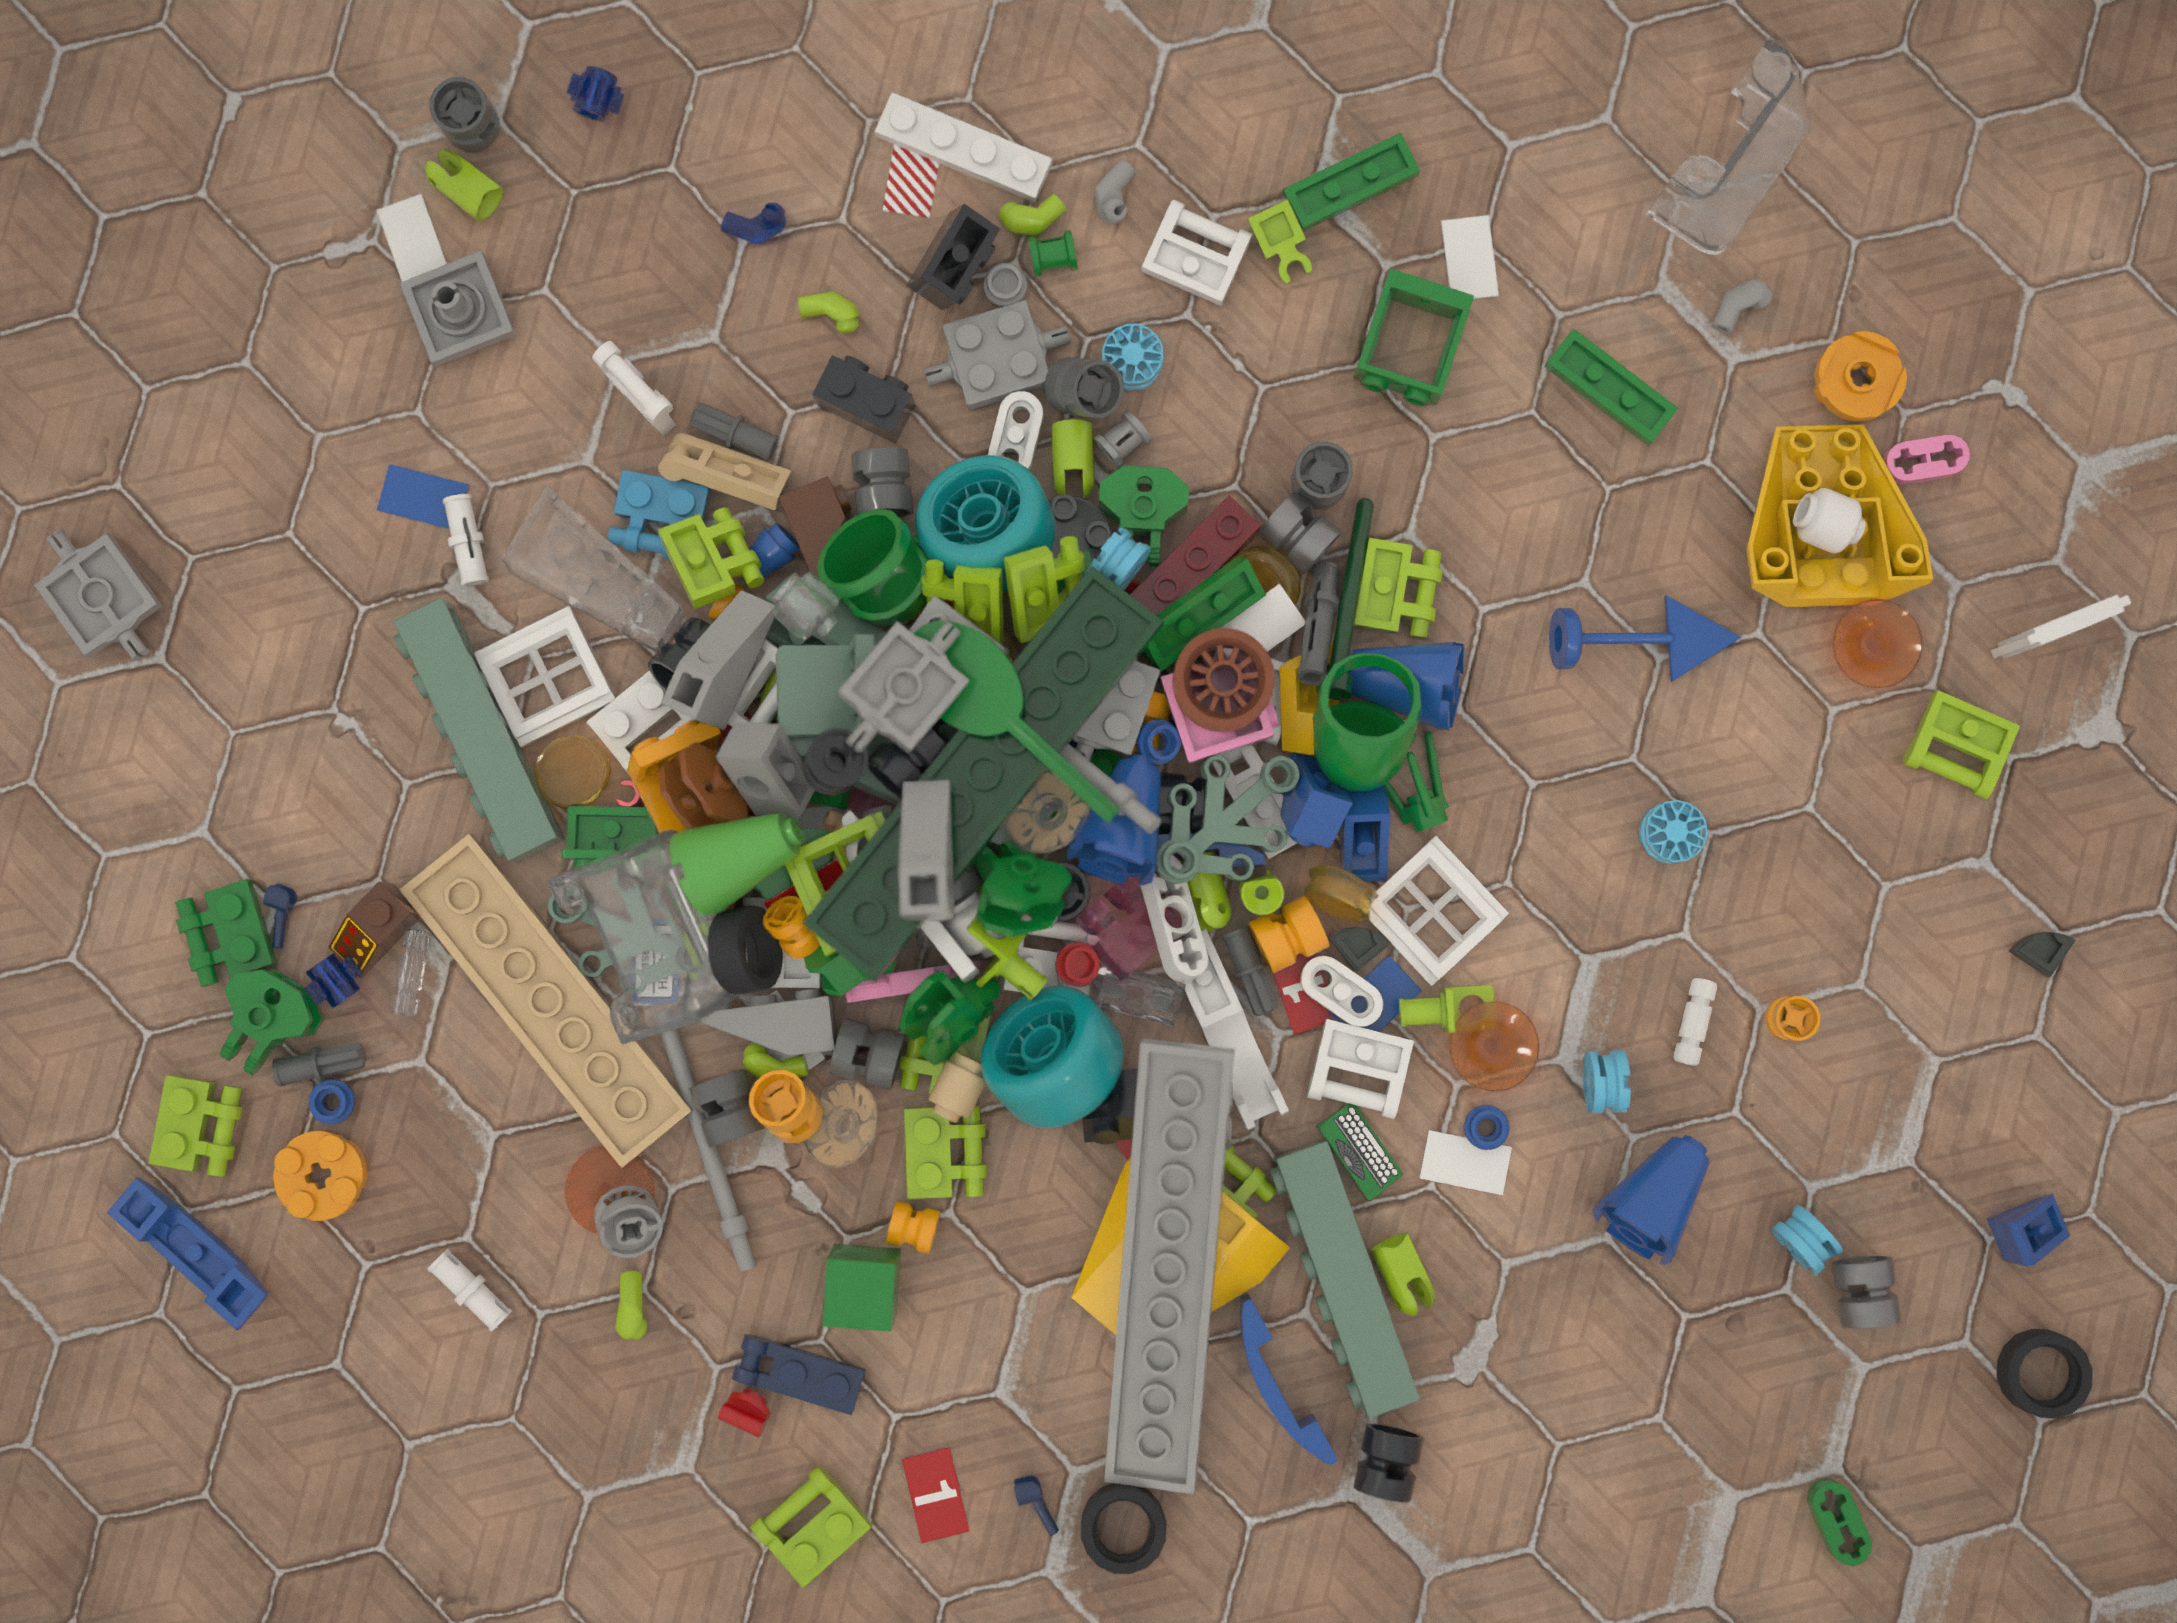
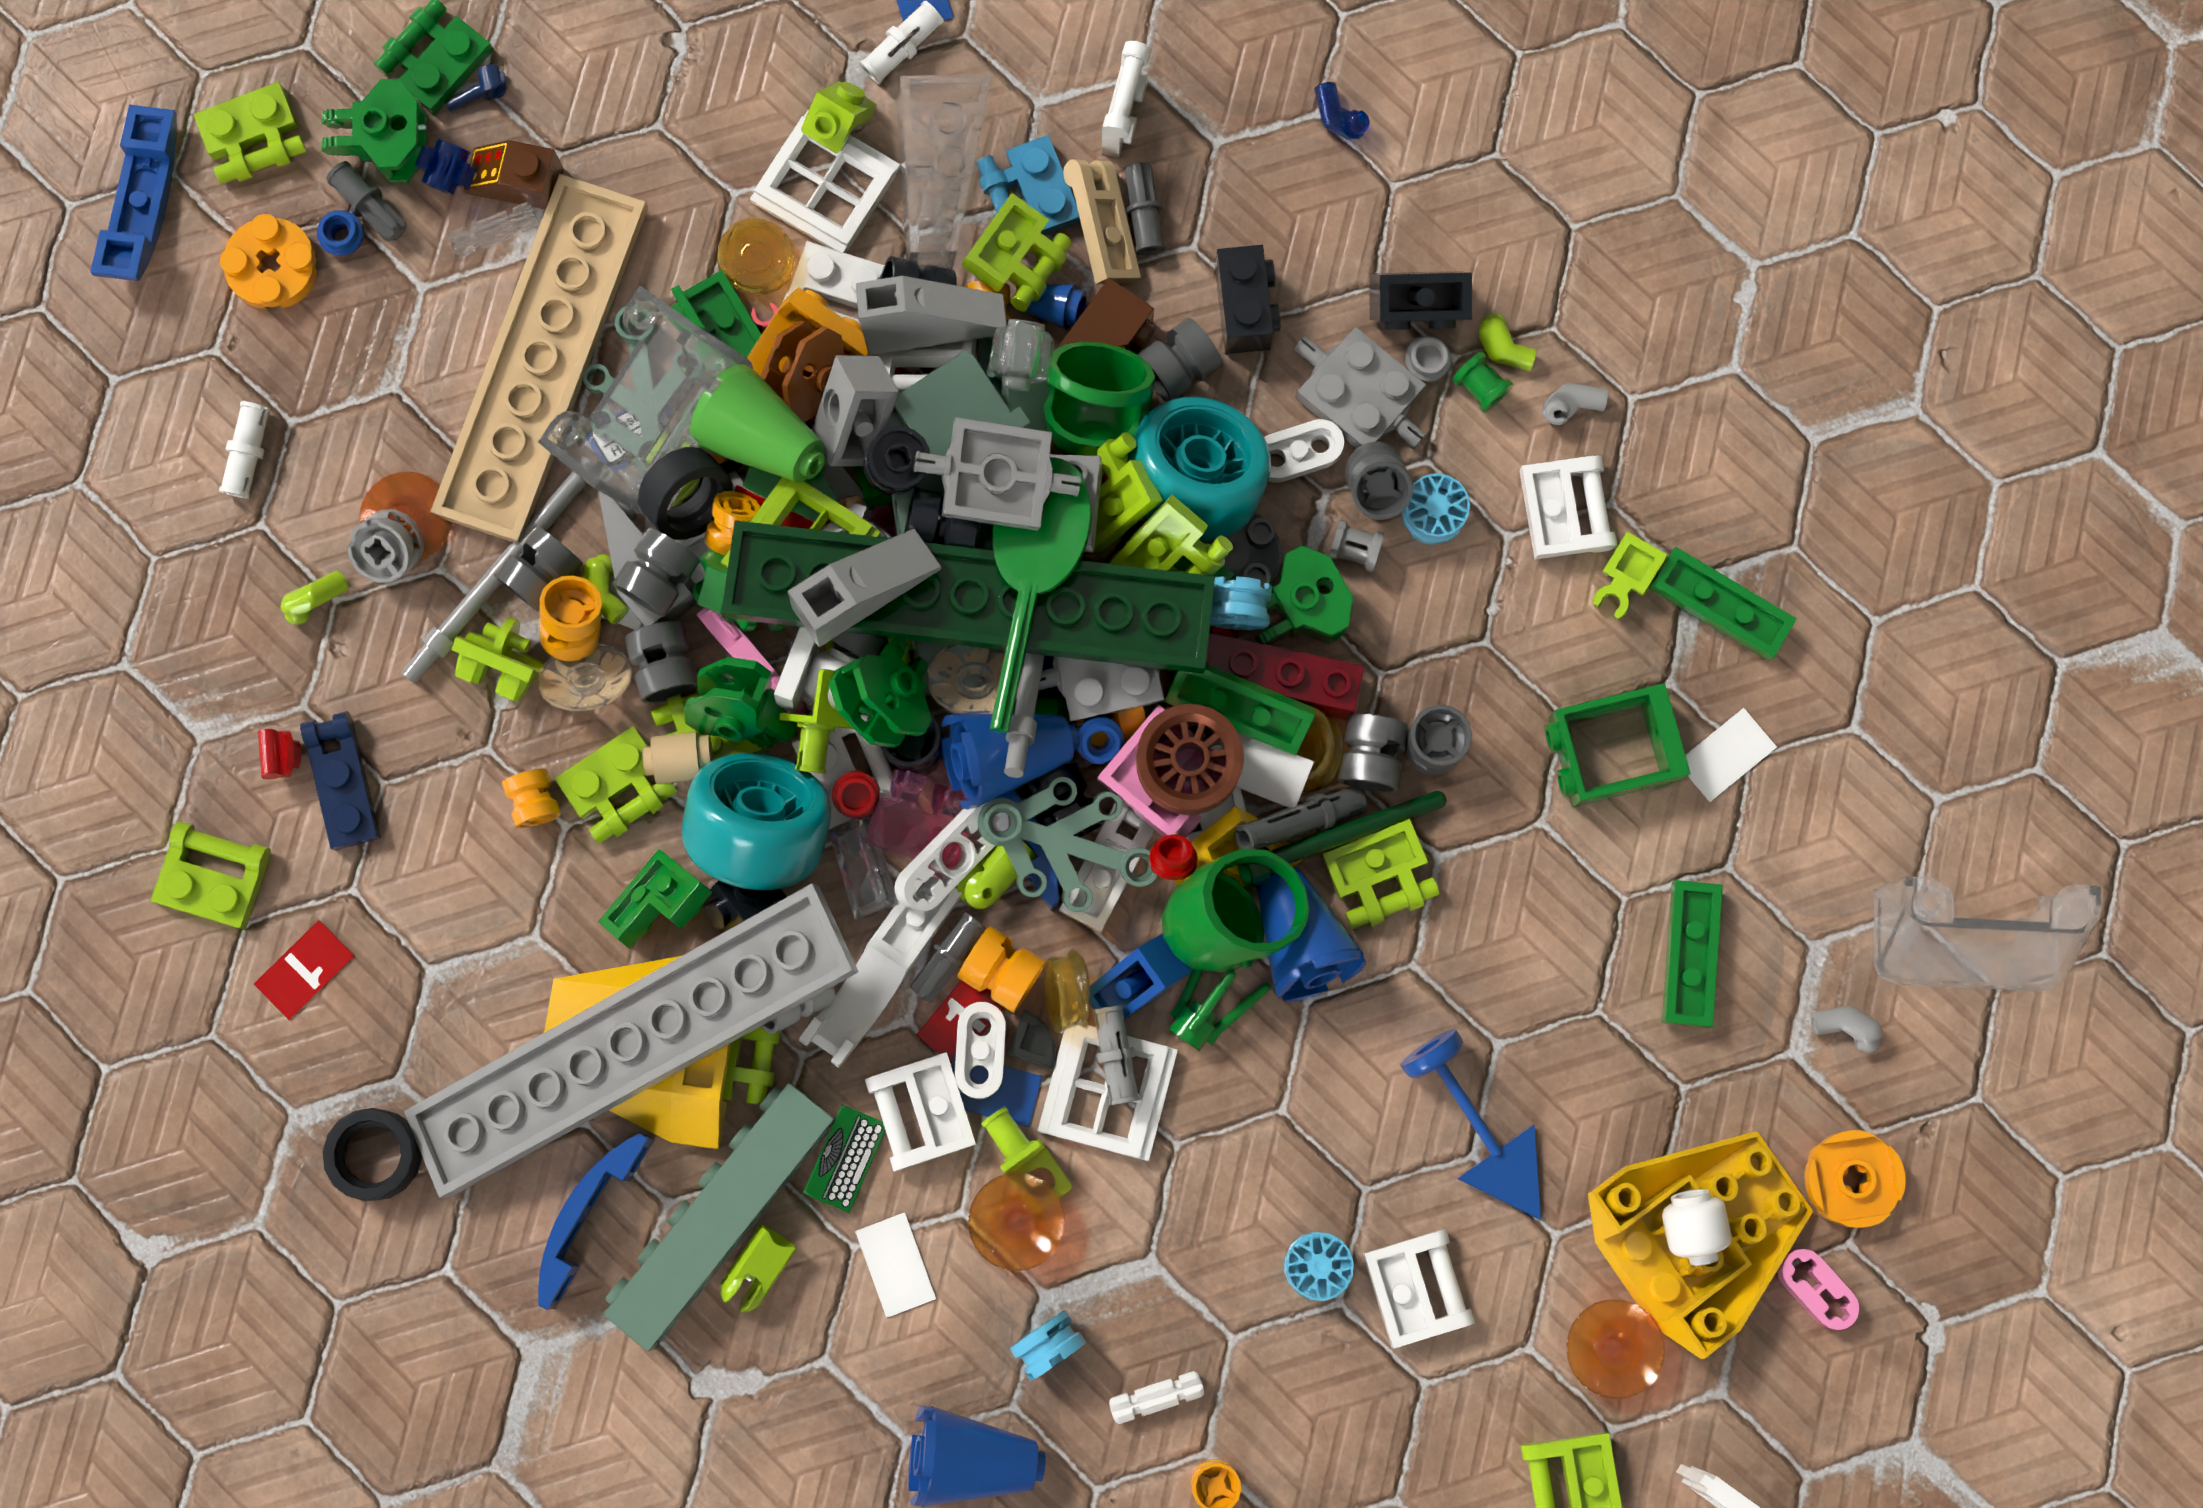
camera: 55 degrees right, 5 degrees down
(478, 731) = (738, 155): sand green brick -> none
(495, 631) = (836, 113): none -> lime bracket
(777, 1178) = (479, 653): none -> lime hips
(797, 1013) = (656, 572): none -> dark grey wheel
(832, 305) = (1311, 223): lime arm -> none
(861, 1287) = (448, 784): green head -> none
(910, 183) = (1474, 221): sticker -> none
(963, 147) = (1527, 248): white plate -> none
(1029, 1491) = (357, 1051): dark blue hand -> none
(1051, 1173) = (657, 888): none -> green plate
(1072, 450) = (1318, 510): lime piece -> none
(1261, 893) = (1022, 919): lime piece -> none
(1292, 743) = (1173, 857): none -> red plate
(1314, 806) = (1130, 916): blue slope -> none
(1390, 1446) = (590, 1354): black wheel -> none
(1413, 886) = (1115, 1055): none -> light grey pin
(1499, 1133) = (923, 1267): blue plate -> none
(1733, 779) = (1403, 1292): none -> white plate

